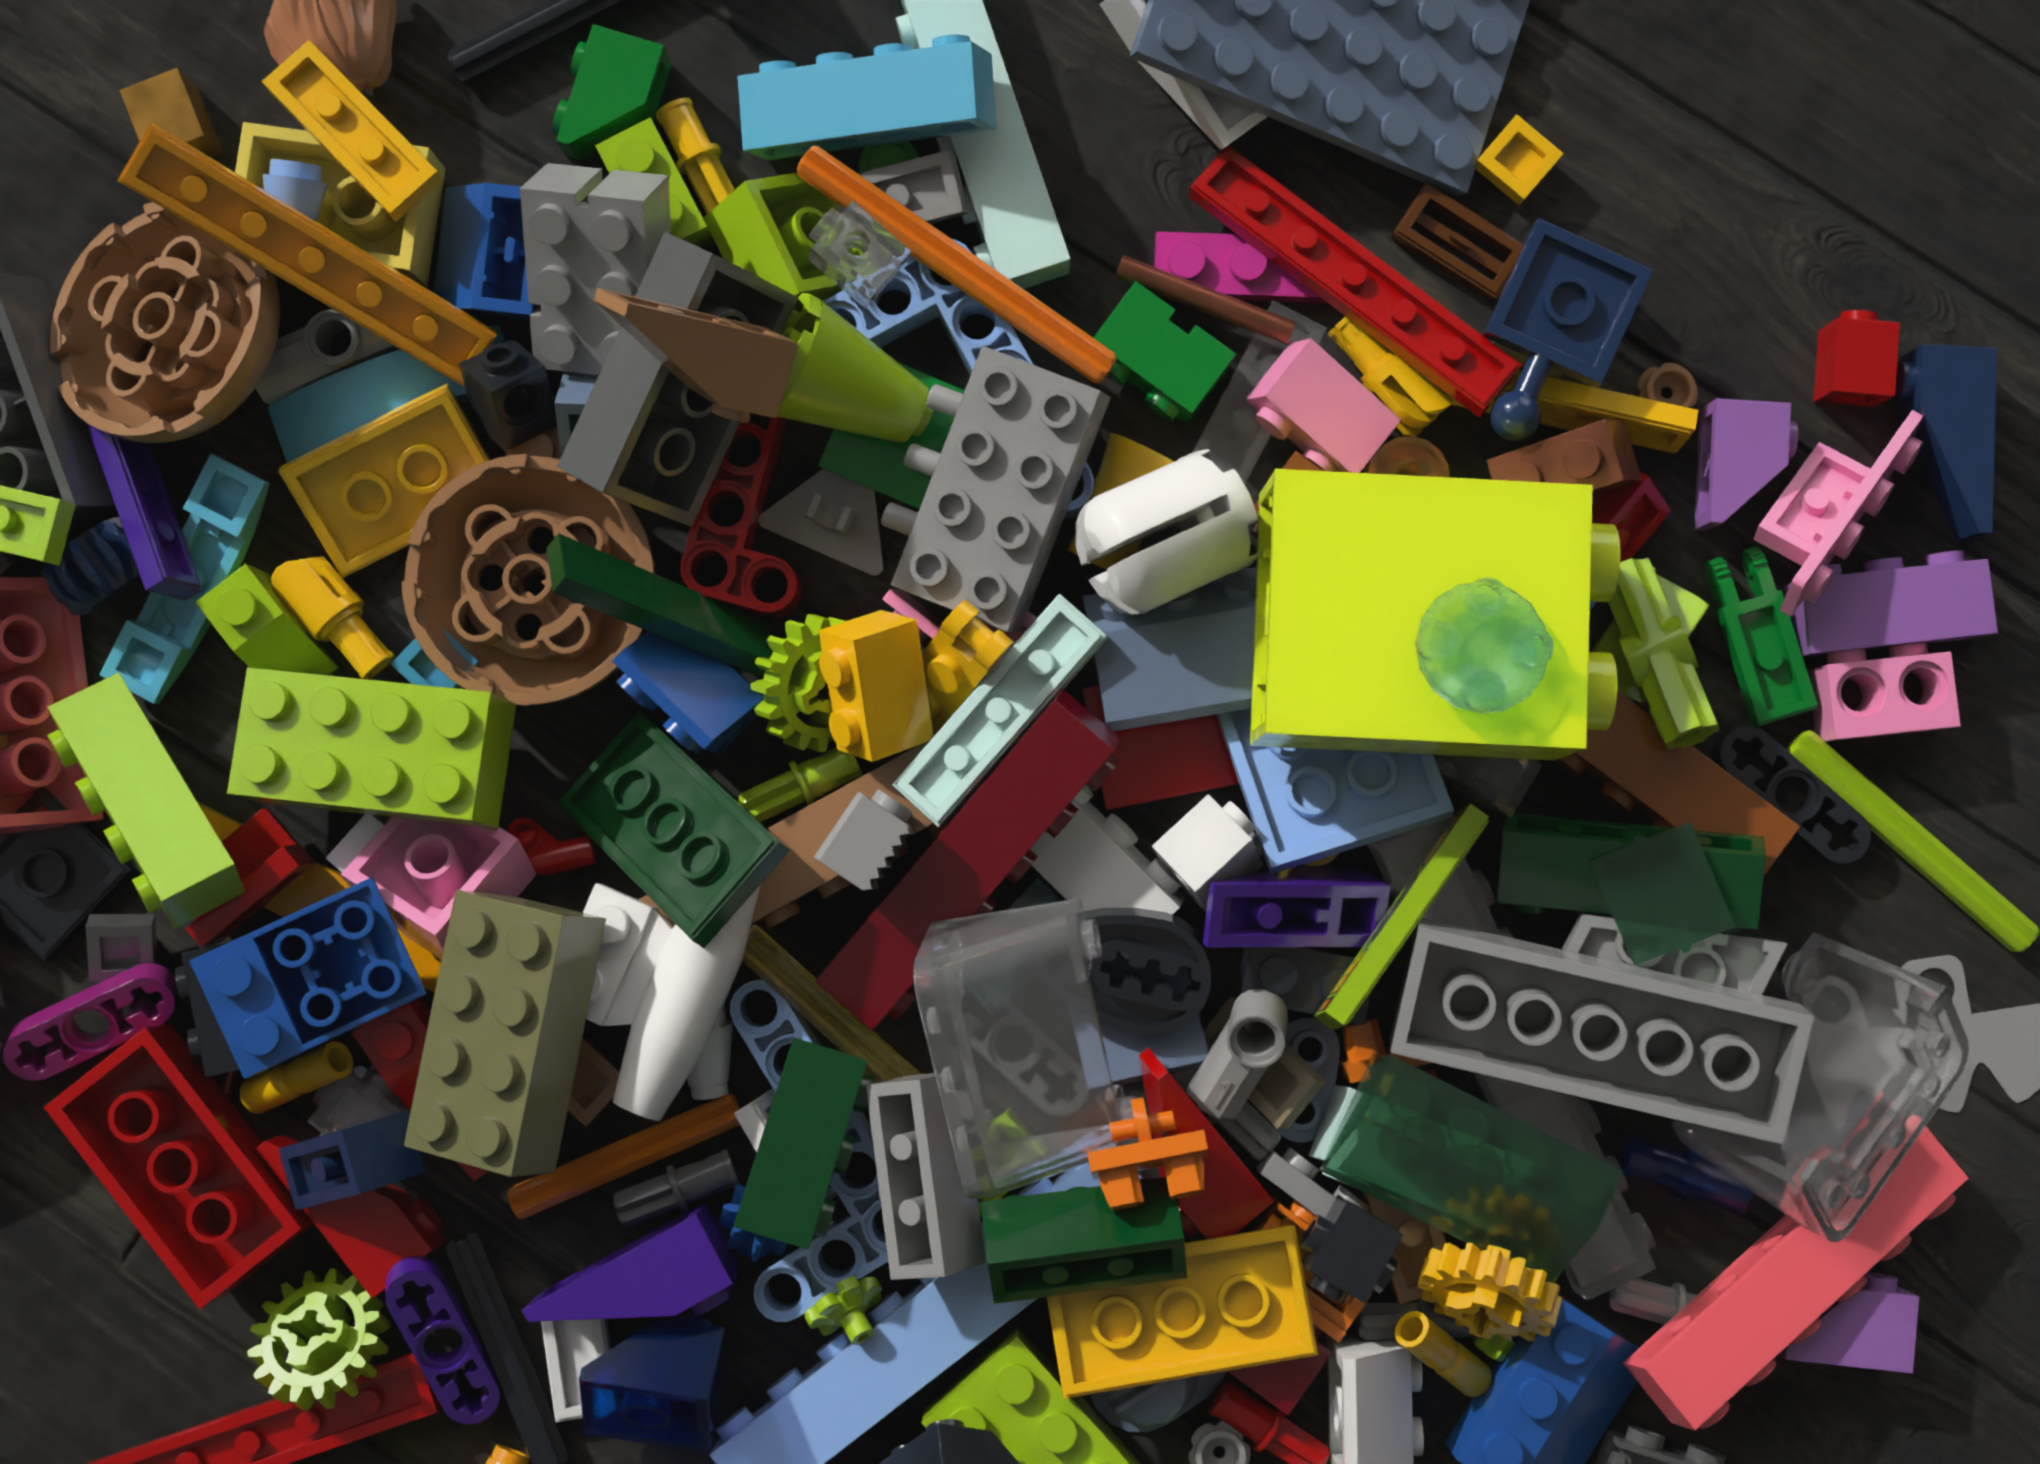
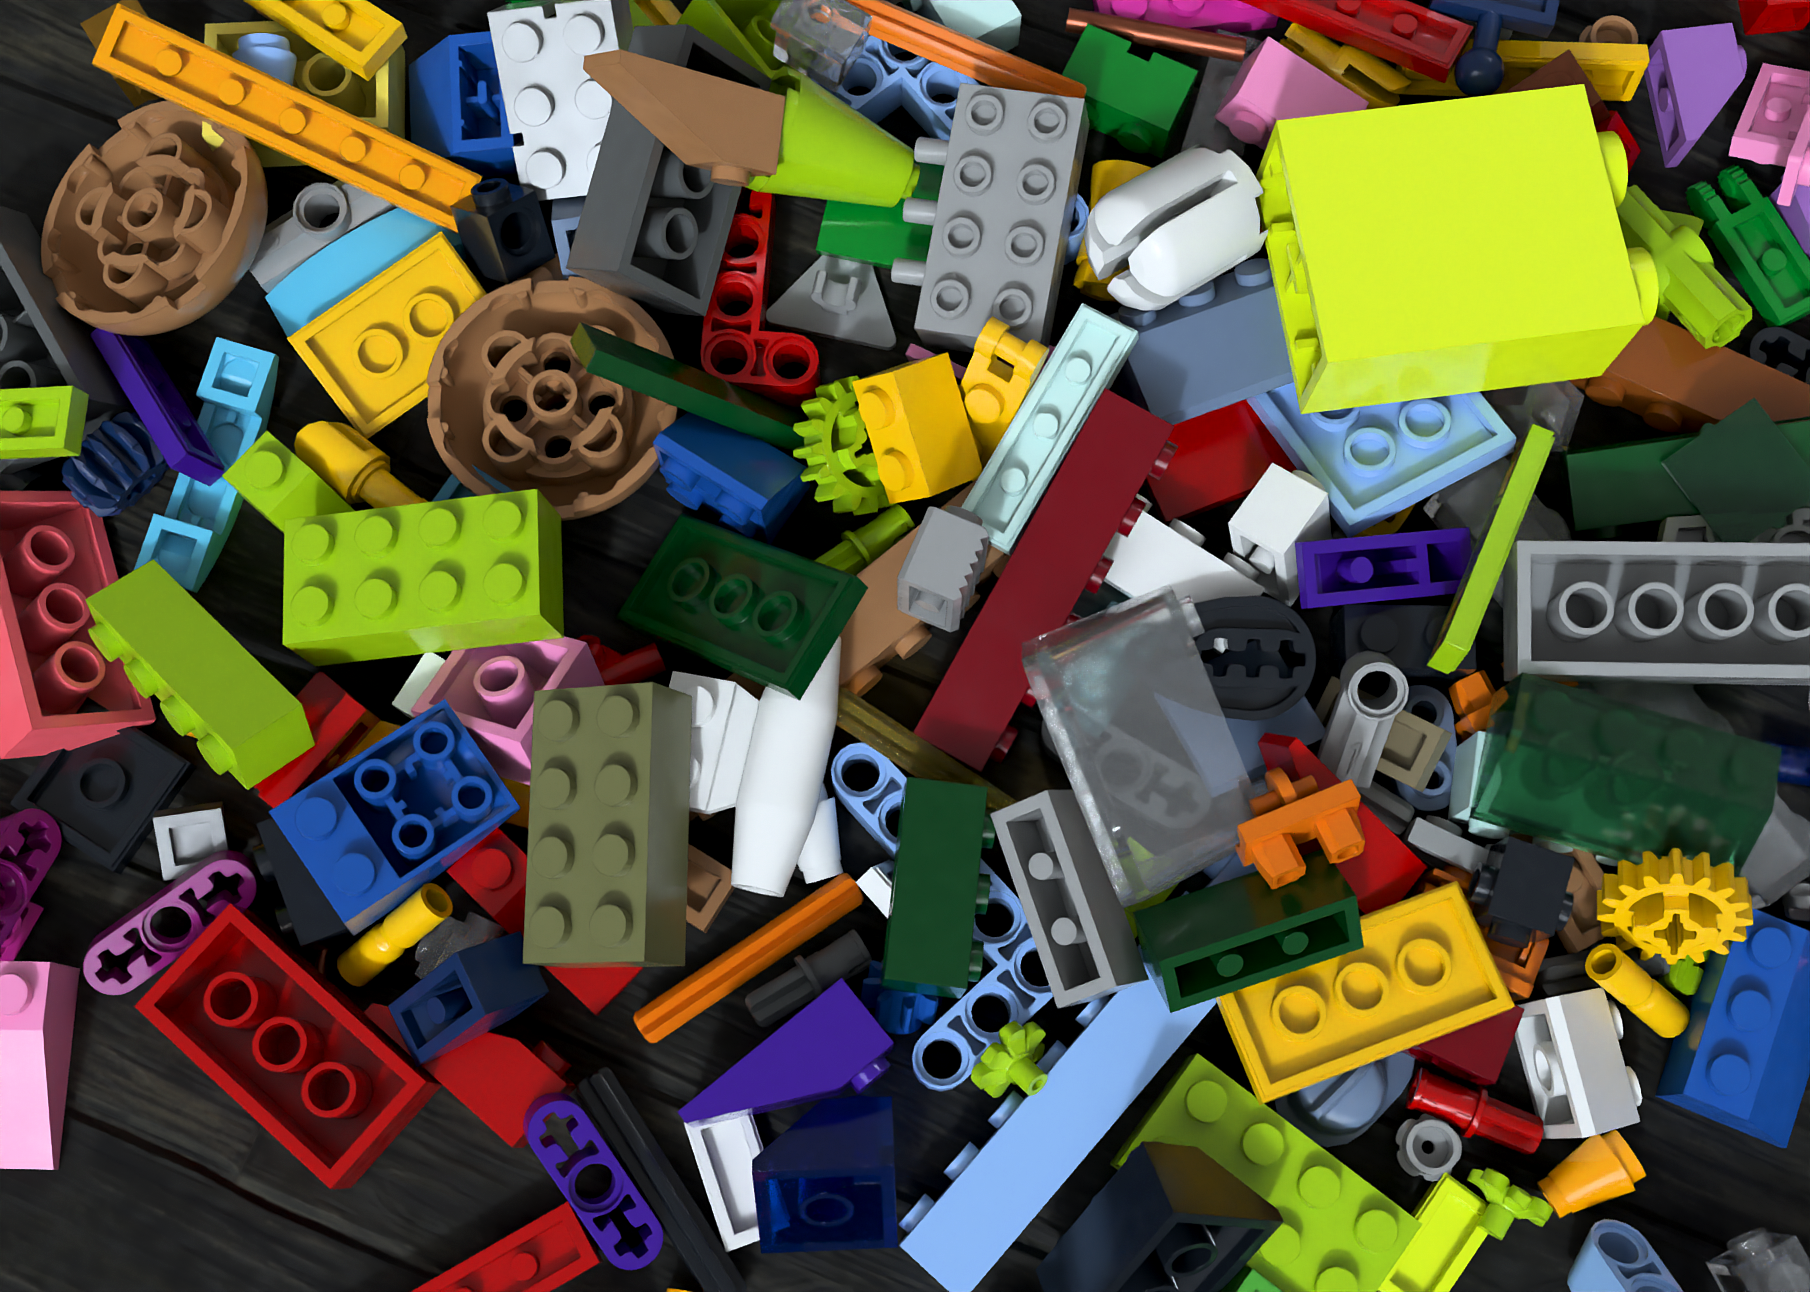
camera: 10 degrees left, 10 degrees down
(320, 1343) = (461, 1206): lime gear -> none
(1483, 646) = (1522, 239): clear light blue dish -> none

